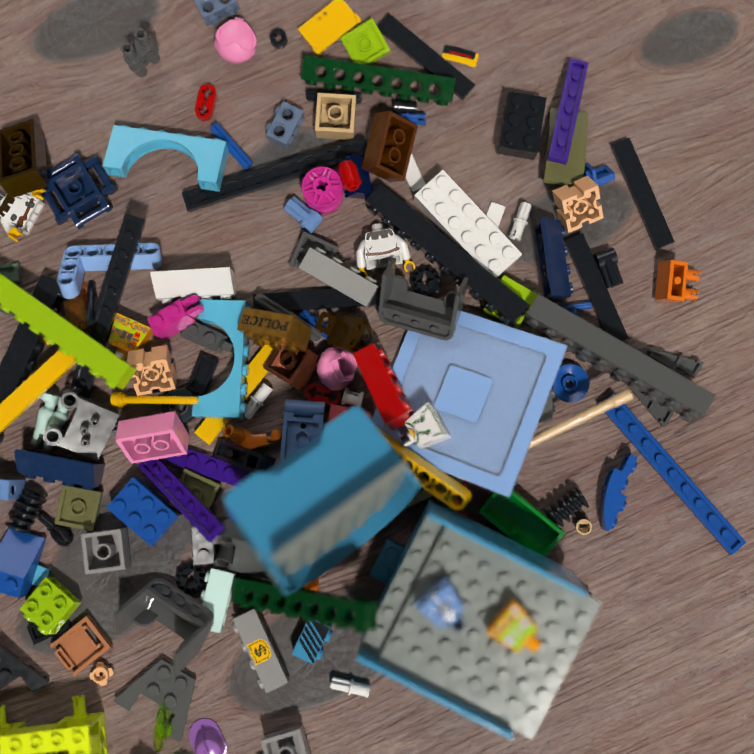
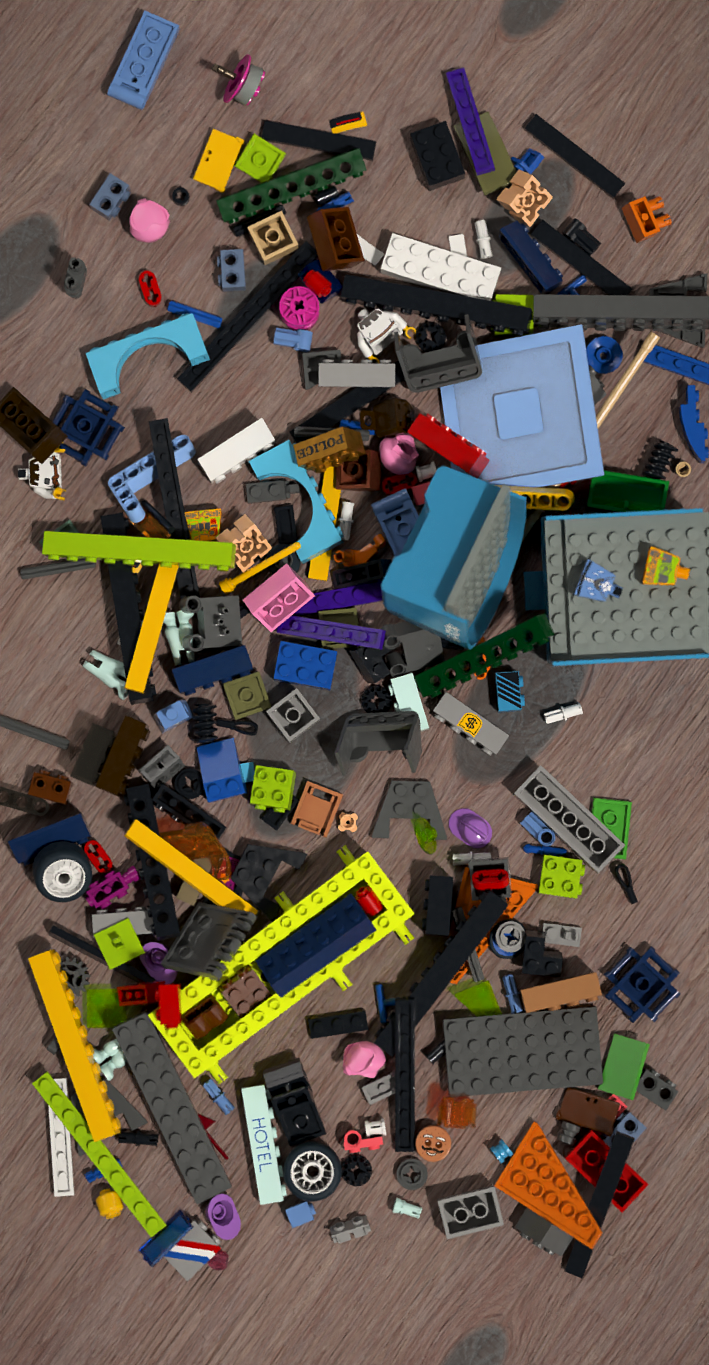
camera: 30 degrees left, 0 degrees up
(175, 317) = (237, 487): dark pink hinge -> none
(425, 428) = (503, 459): white torso -> none

